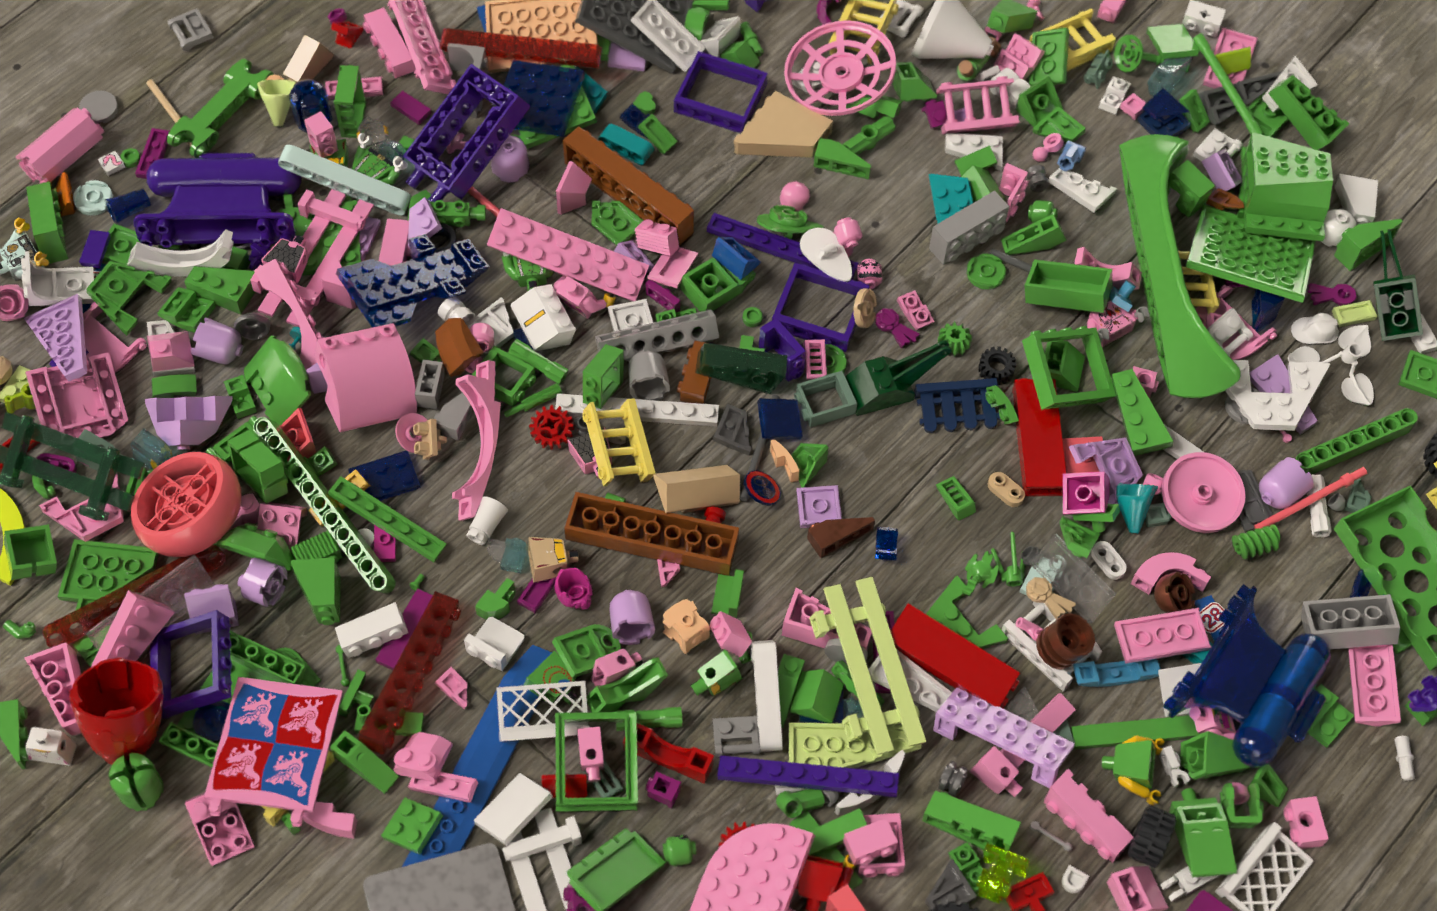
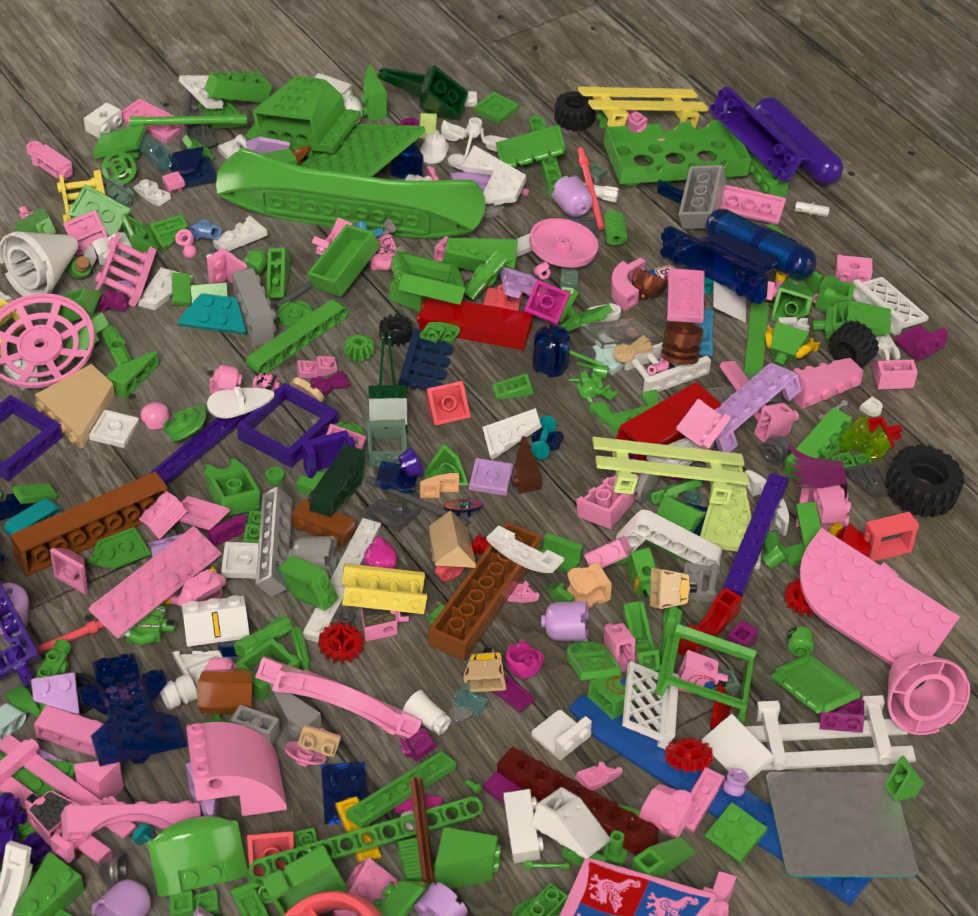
camera: 75 degrees left, 15 degrees down
(337, 541) = (422, 830): none -> copper axle
(368, 667) = (570, 823): none -> white slope
(447, 521) = (417, 745): none -> magenta bracket
(469, 808) = (735, 782): none -> lavender wheel
(491, 754) = (689, 754): none -> red gear
(496, 604) = (518, 722): bright green brick -> none
(663, 432) = (380, 554): none -> dark pink hair
(669, 602) = (558, 593): none -> bright green slope
(695, 549) = (522, 554): none -> white slope
(700, 702) = (669, 588): none -> tan torso
(734, 257) = (218, 459): blue slope -> none
(767, 169) = (114, 428): none -> white tile
(795, 425) = (410, 463): none -> dark purple piece
(880, 504) = (508, 432): none -> white wing
(902, 440) = (447, 403): none -> coral slope
(905, 539) = (540, 448): none -> teal wheel
(908, 825) = (819, 472): none -> magenta piece
(941, 688) = (702, 424): none -> bright pink bracket
(950, 281) = (297, 337): none -> bright green beam
(1005, 488) = (515, 357): tan plate -> none
(1015, 514) = (551, 350): none -> clear blue cylinder
(1105, 424) = (485, 275): none -> bright green piece
(1134, 503) = (560, 276): teal hat -> none
(1235, 60) = (160, 110): lime slope -> none
(1352, 421) = (531, 146): none -> bright green hinge

